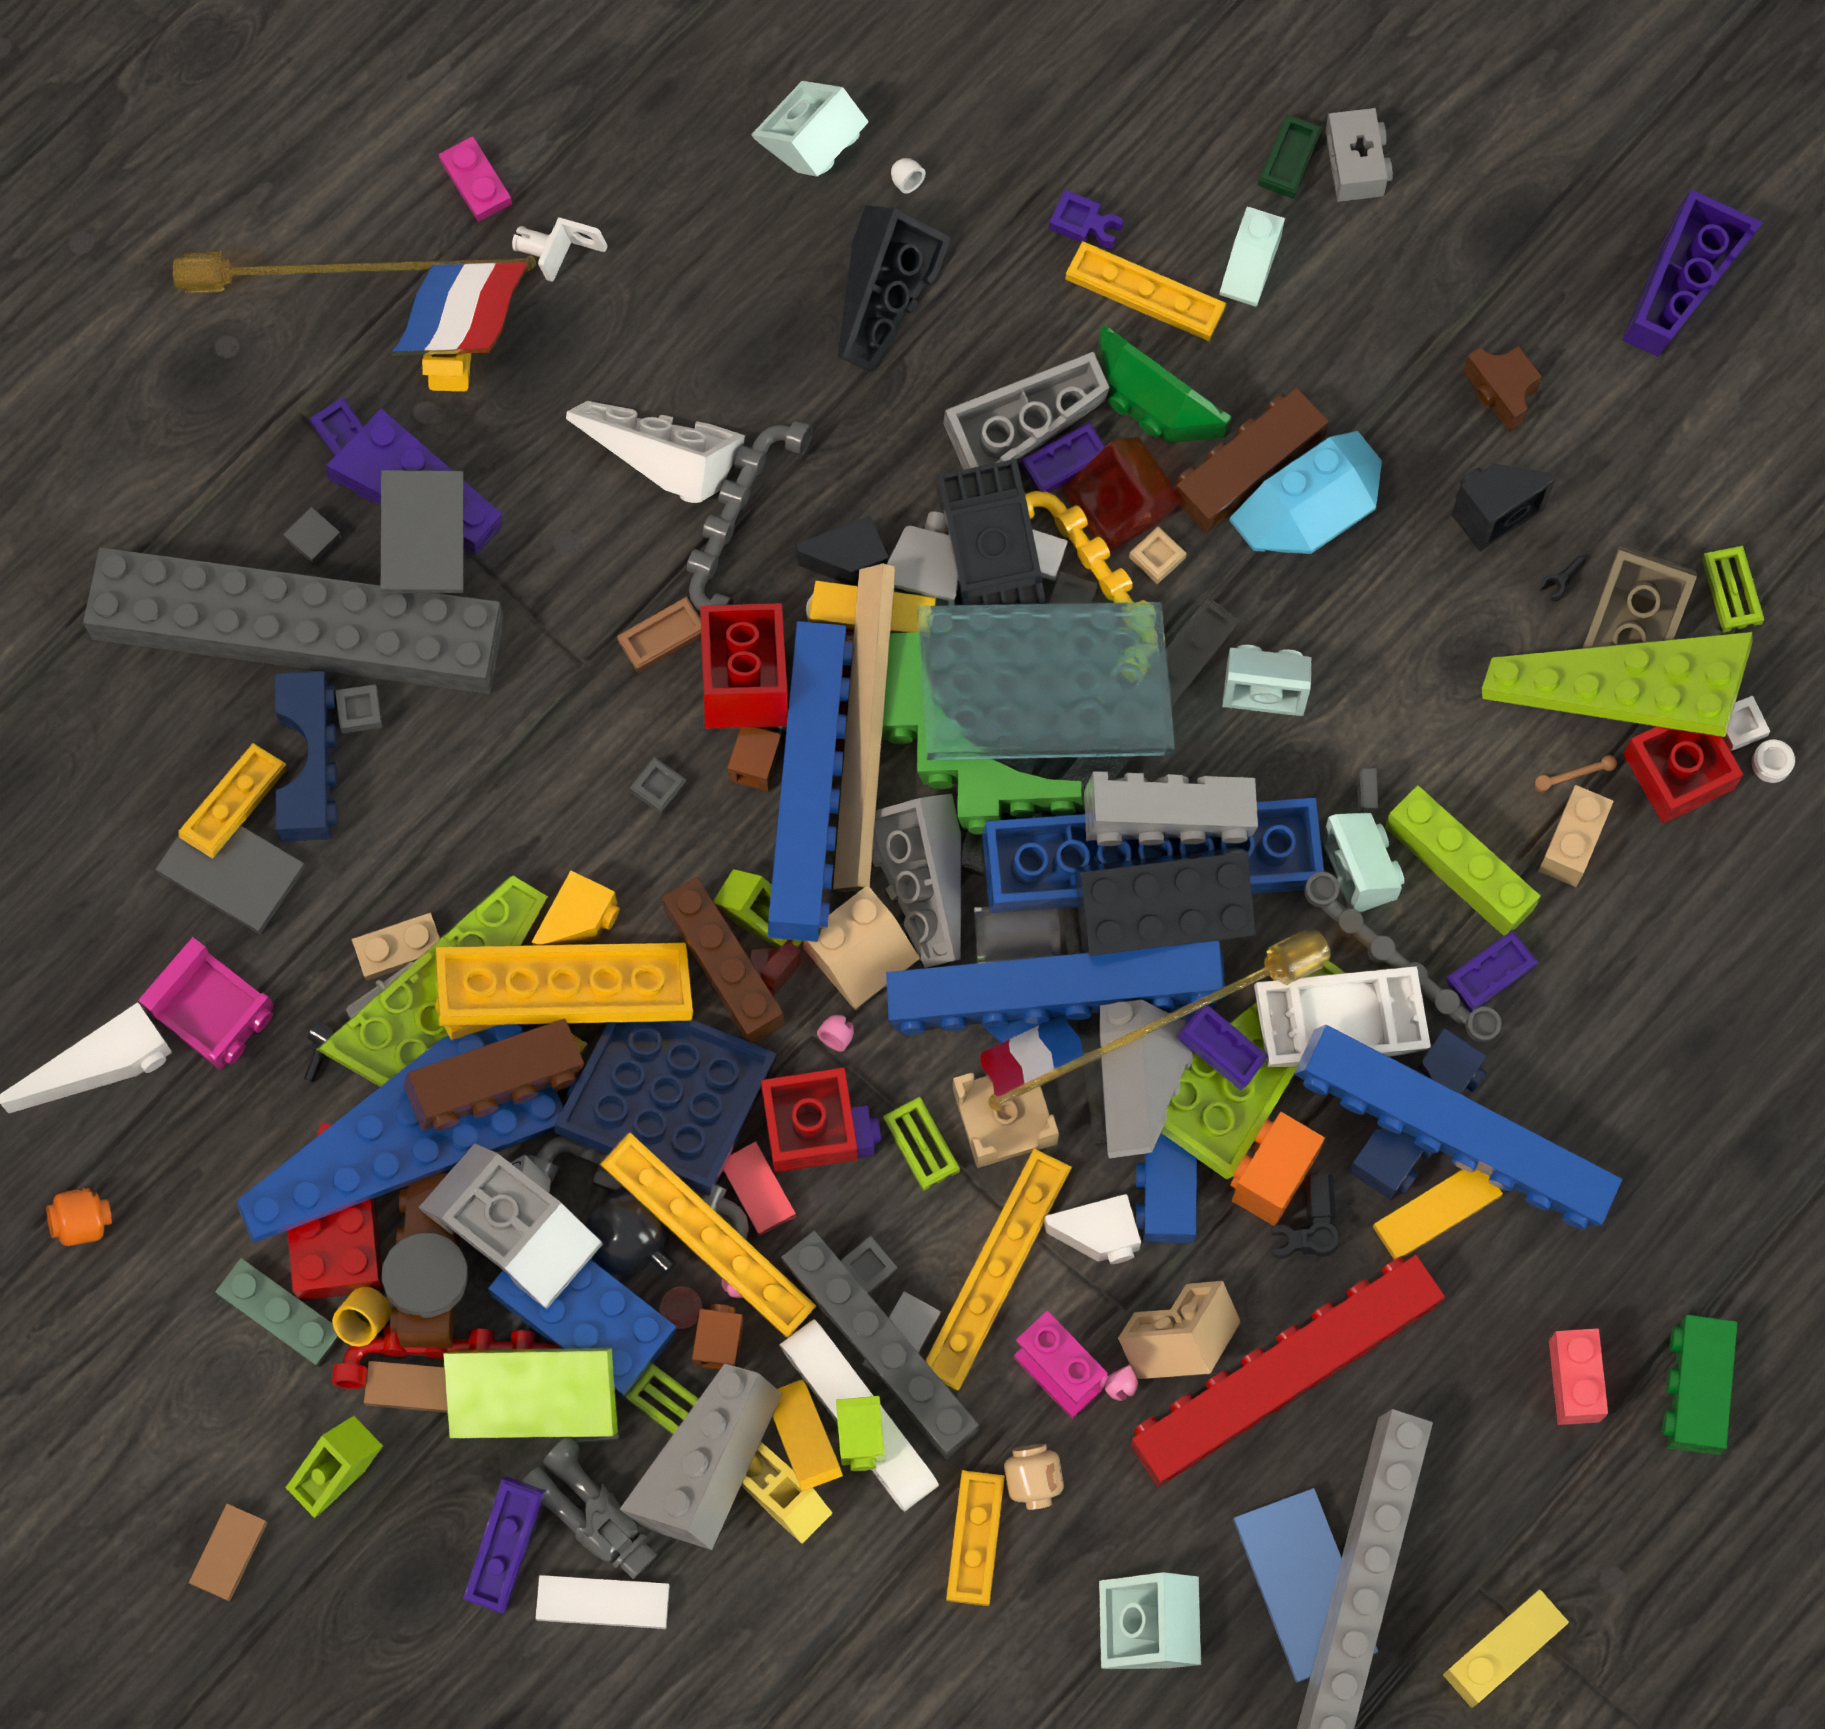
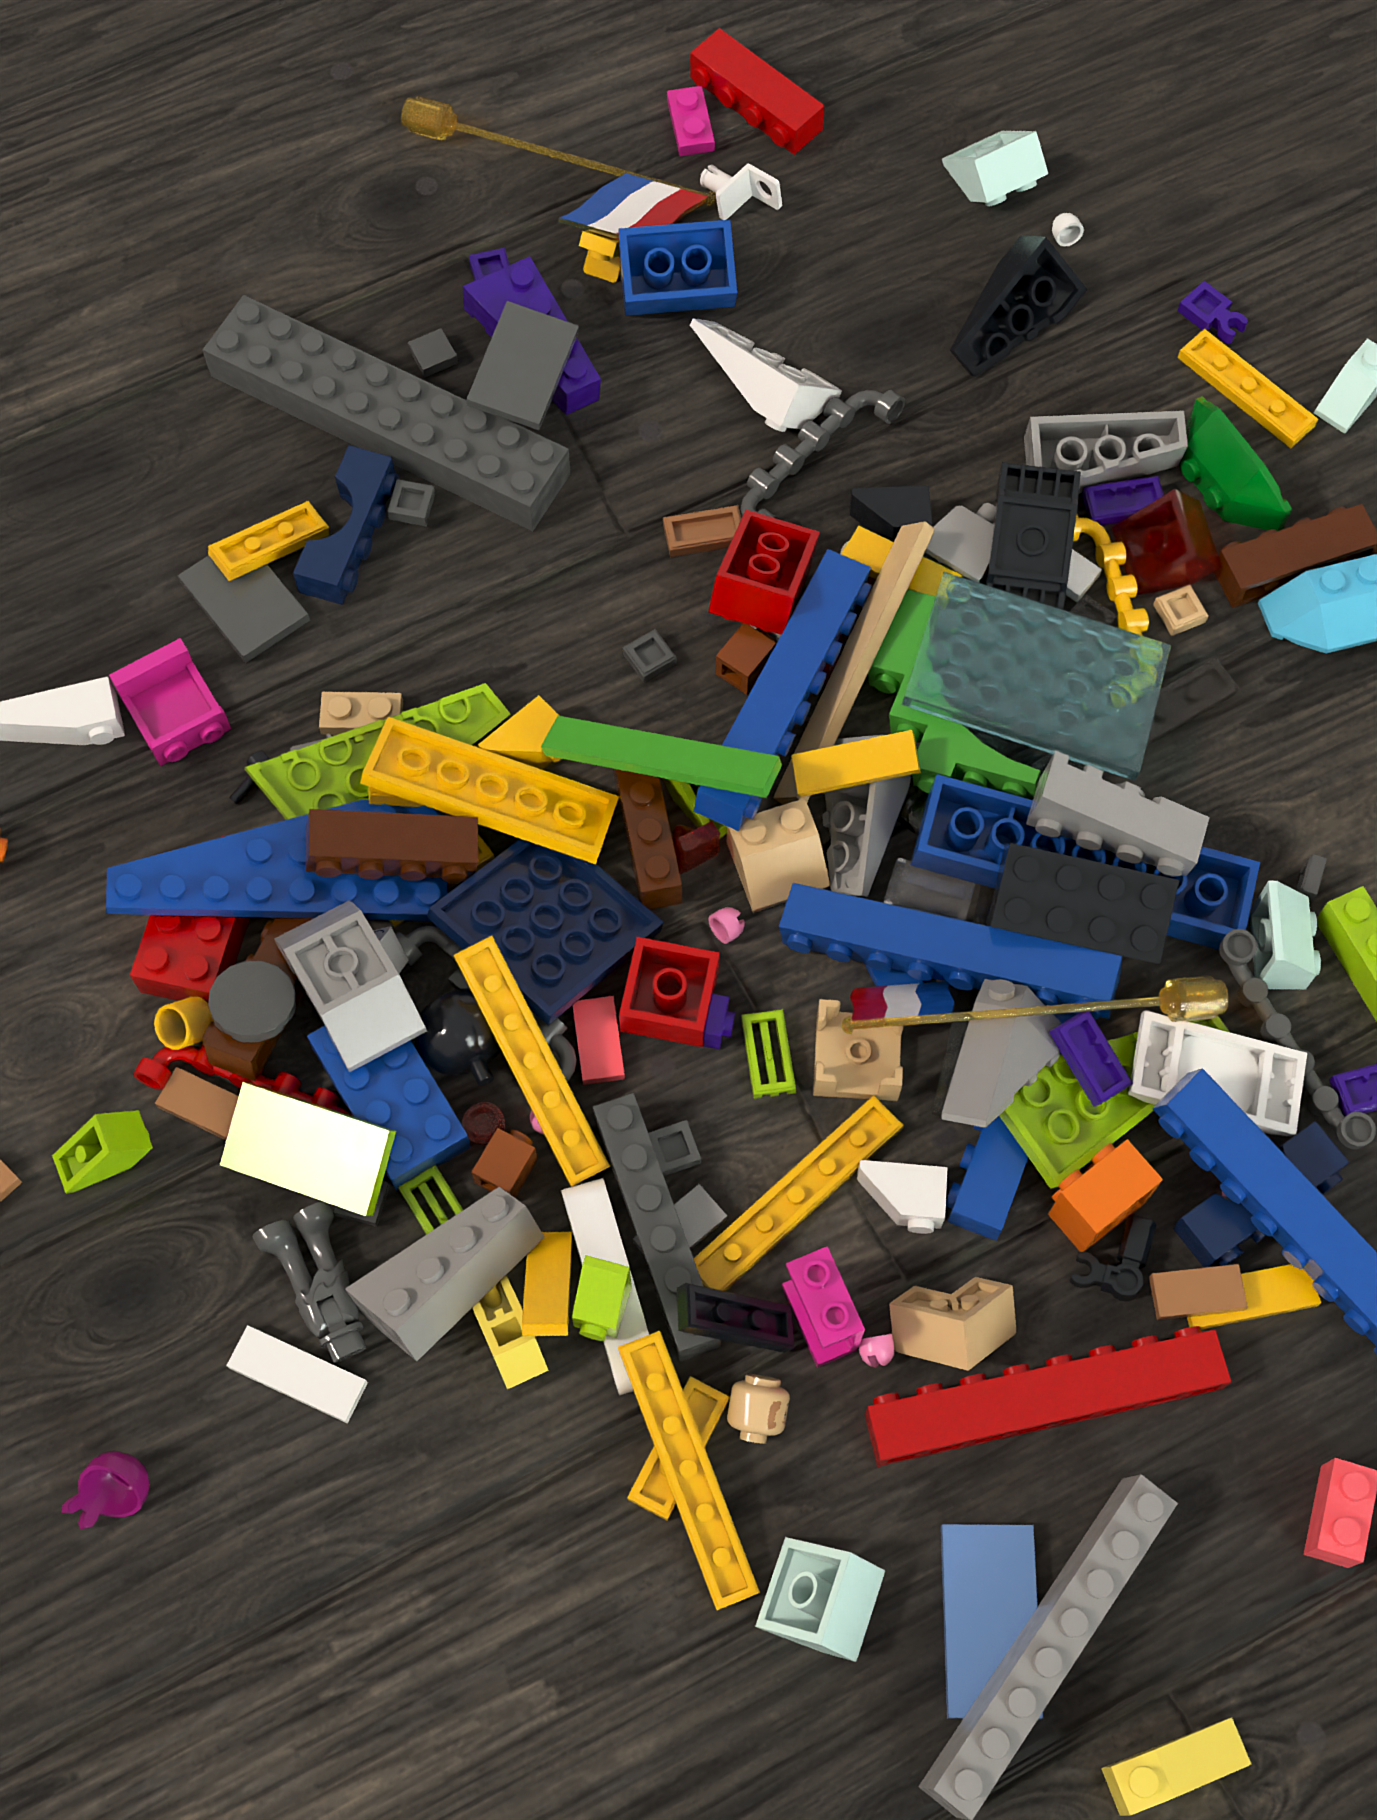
camera: 20 degrees right, 5 degrees down
(278, 1312) = (115, 994): sand green plate -> none
(504, 1544) = (224, 1282): dark purple tile -> none
(531, 362) = (677, 267): none -> blue slope
(532, 125) = (756, 91): none -> red brick
(719, 897) = (662, 756): none -> bright green tile
(904, 835) = (855, 763): none -> yellow tile
(985, 1403) = (734, 1318): none -> black tile
(991, 1553) = (688, 1470): none -> yellow tile
(1267, 680) = (1246, 749): light aqua slope -> none
(1390, 1225) = (1198, 1292): none -> medium nougat tile

